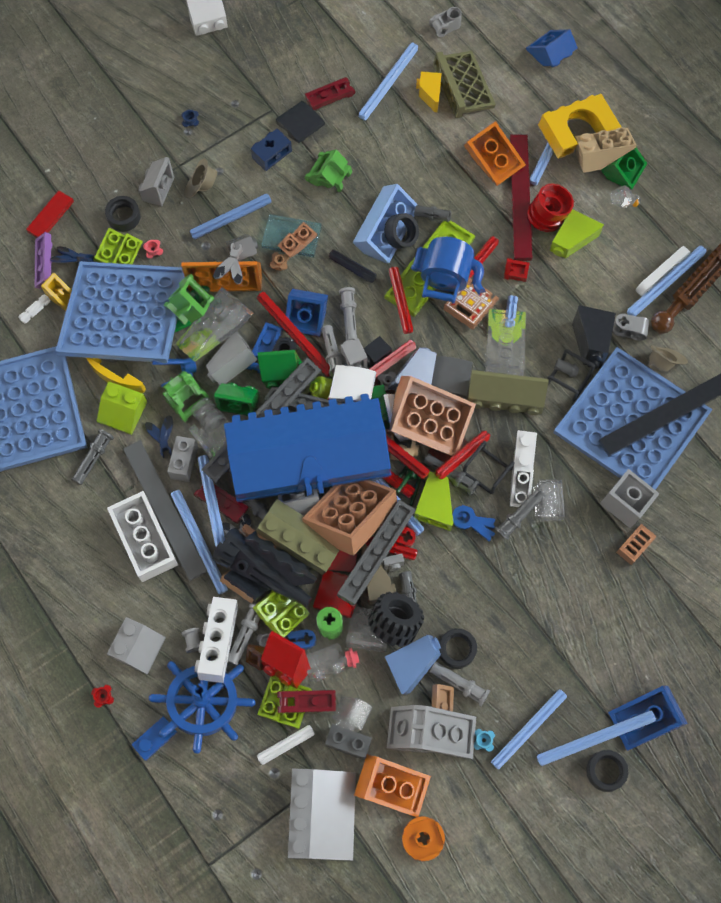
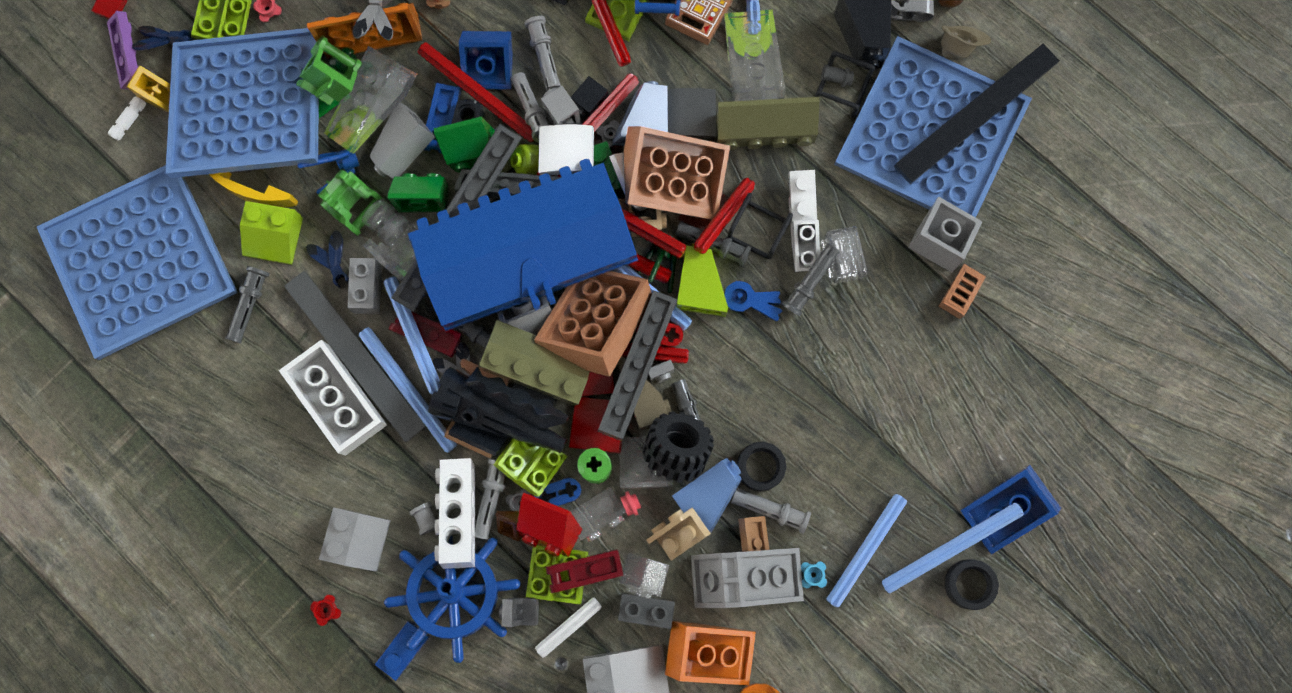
camera: 10 degrees left, 10 degrees up
(250, 724) = (519, 612): none -> flat silver bracket
(385, 686) = (680, 534): none -> tan bracket

